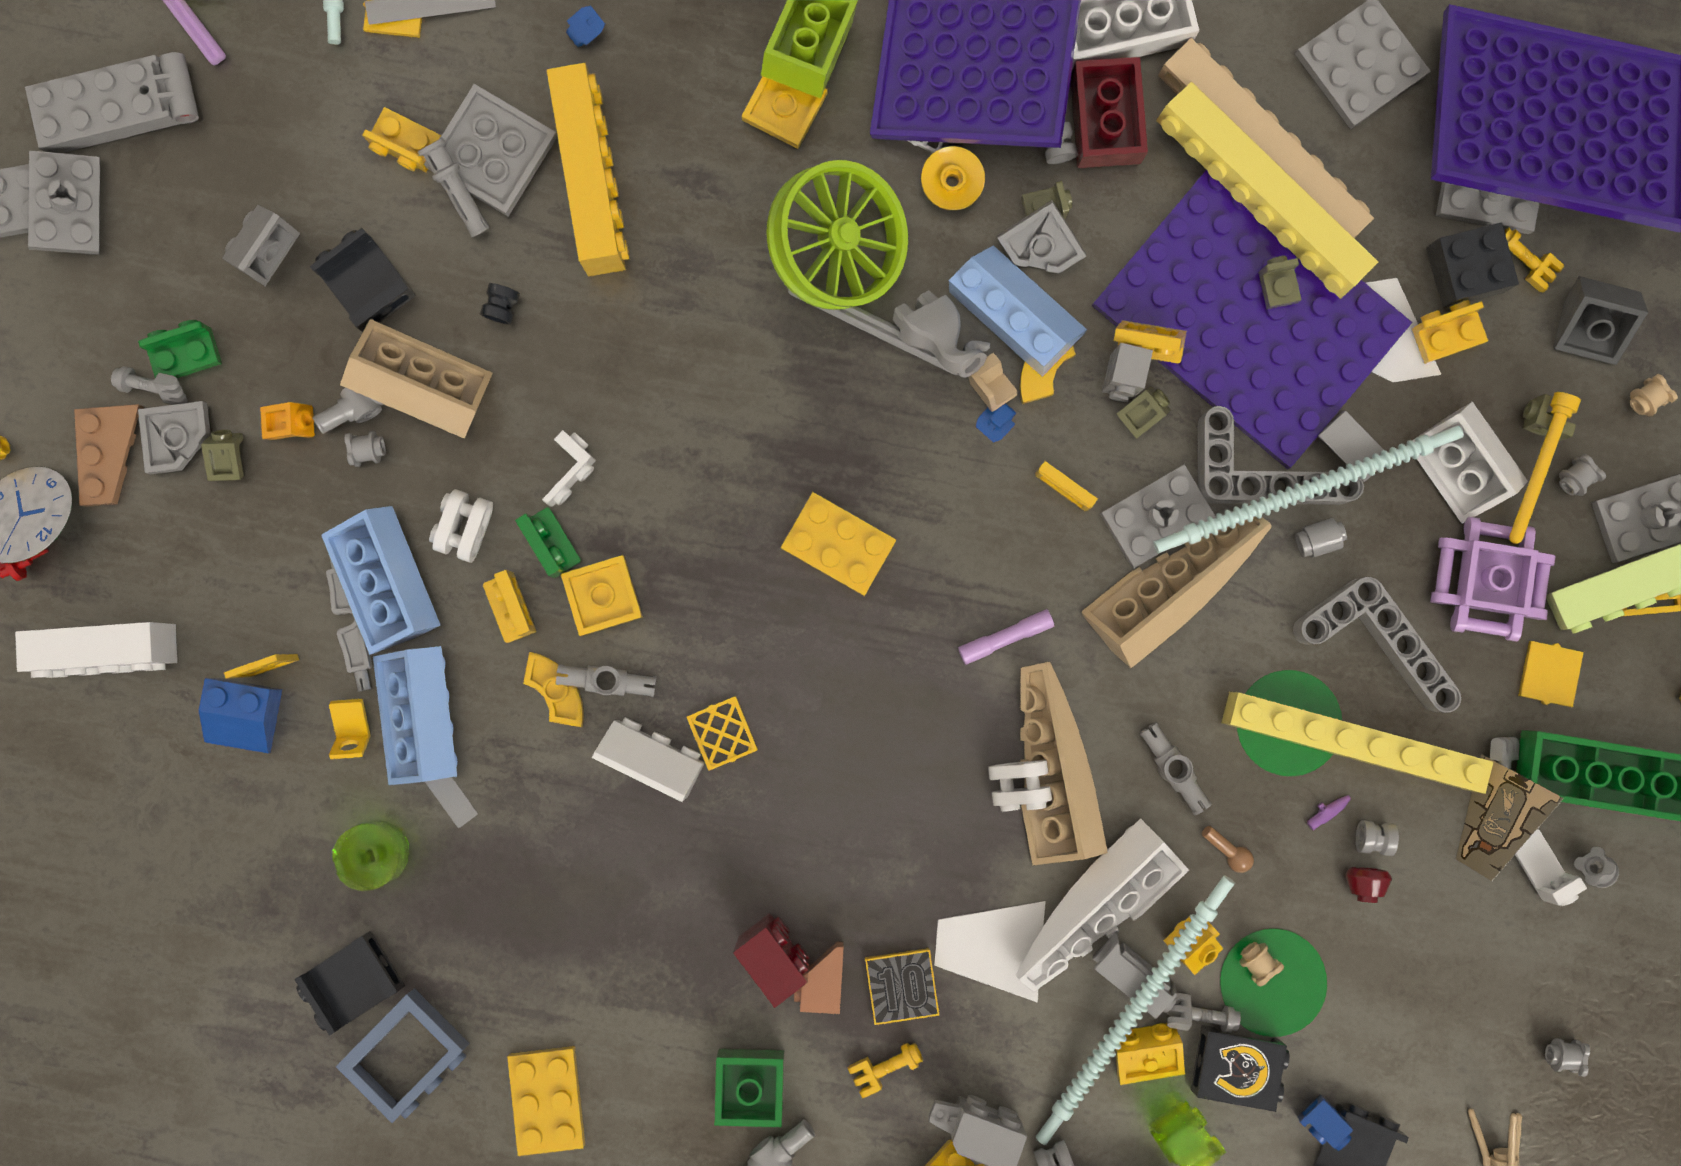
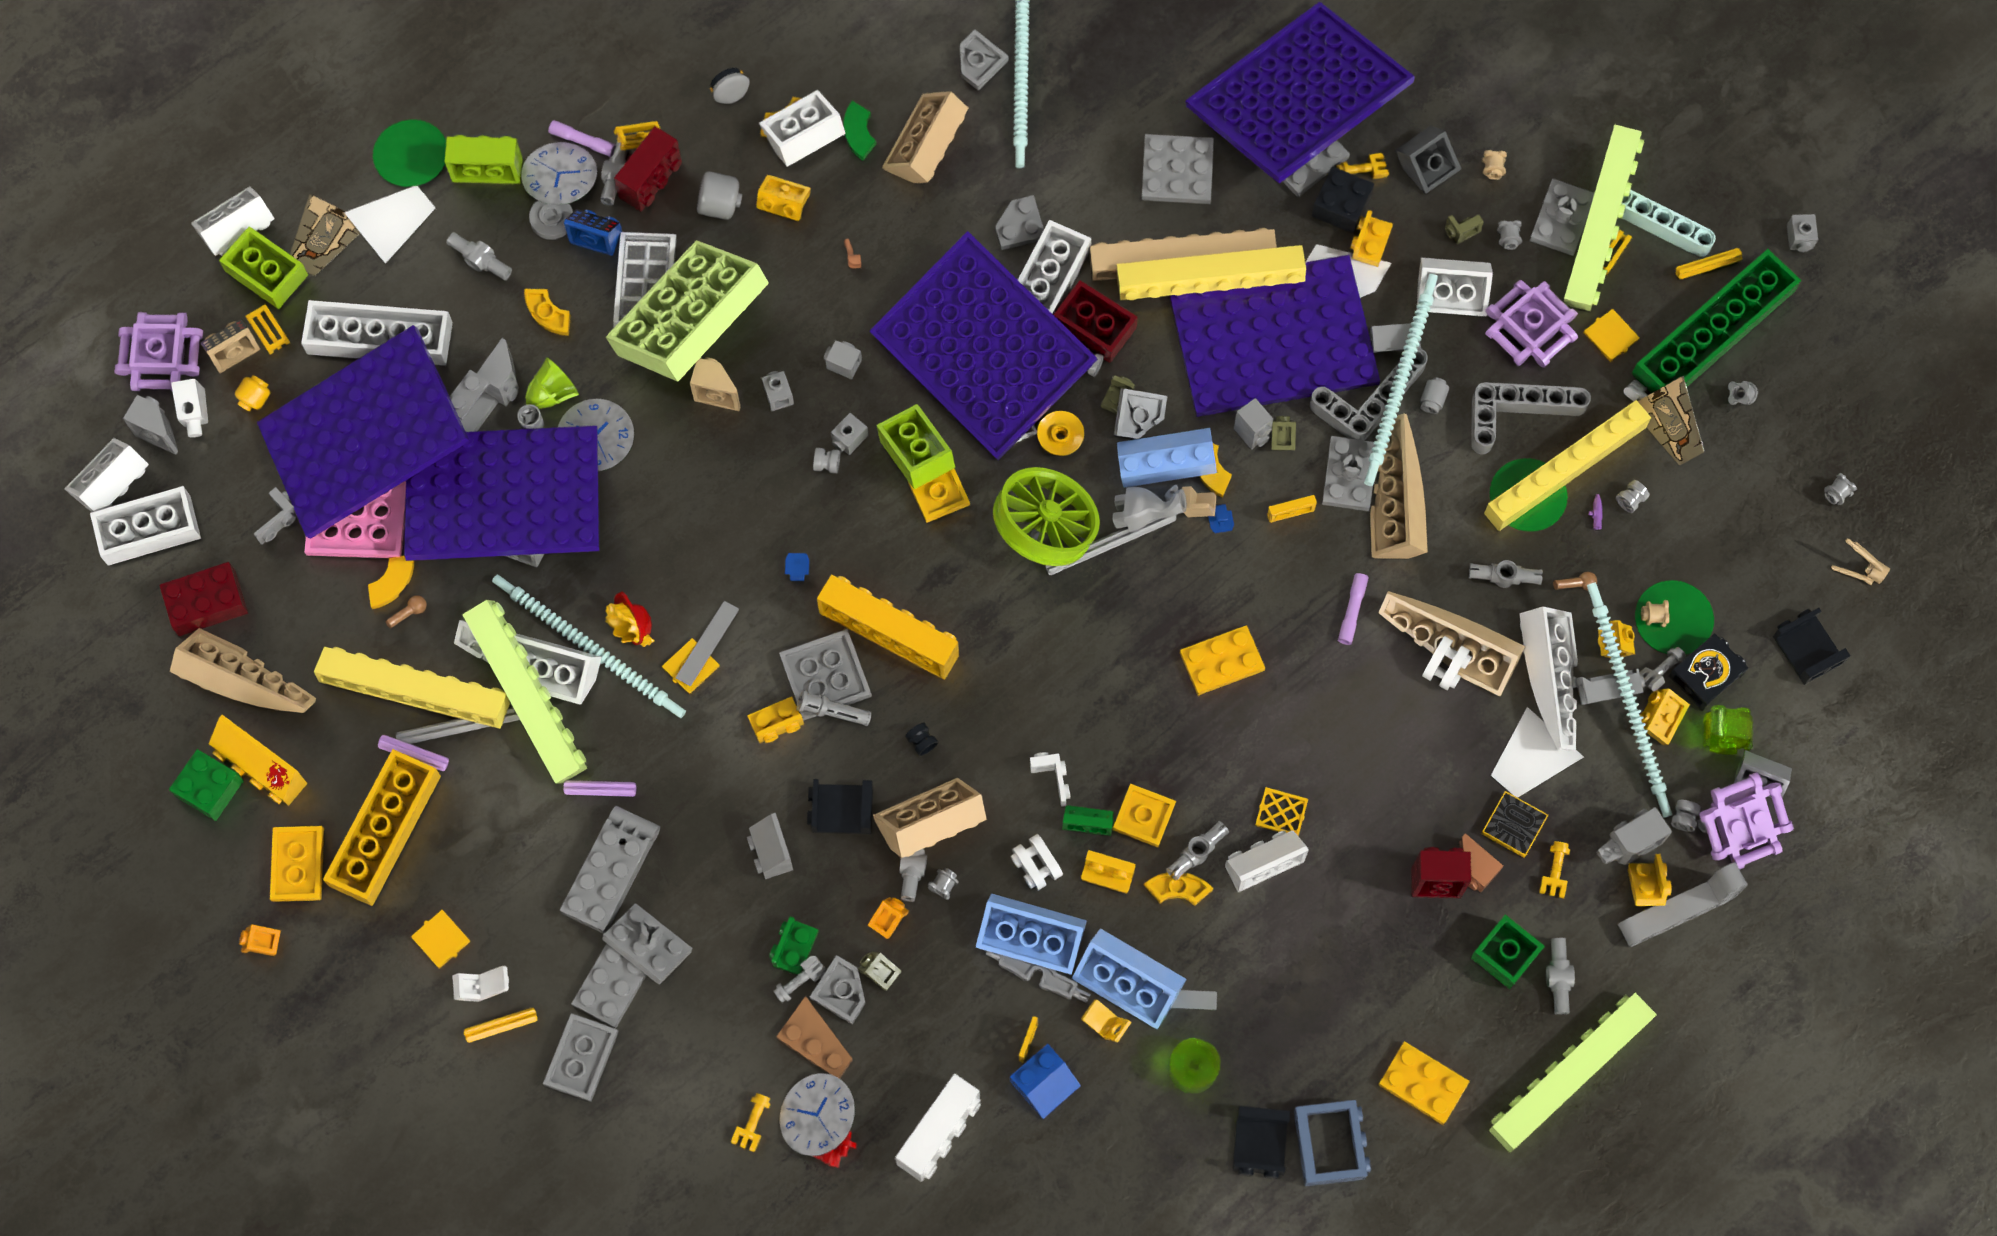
camera: 45 degrees left, 15 degrees down
(1165, 342) = (1254, 388): yellow bracket -> none
(1280, 282) = (1269, 305): olive bracket -> none
(1326, 1123) = (1778, 647): blue brick -> none
(1368, 883) = (1655, 520): dark red cone -> none
(1547, 873) = (1722, 422): white bracket -> none
(1563, 407) = (1463, 213): yellow piece -> none

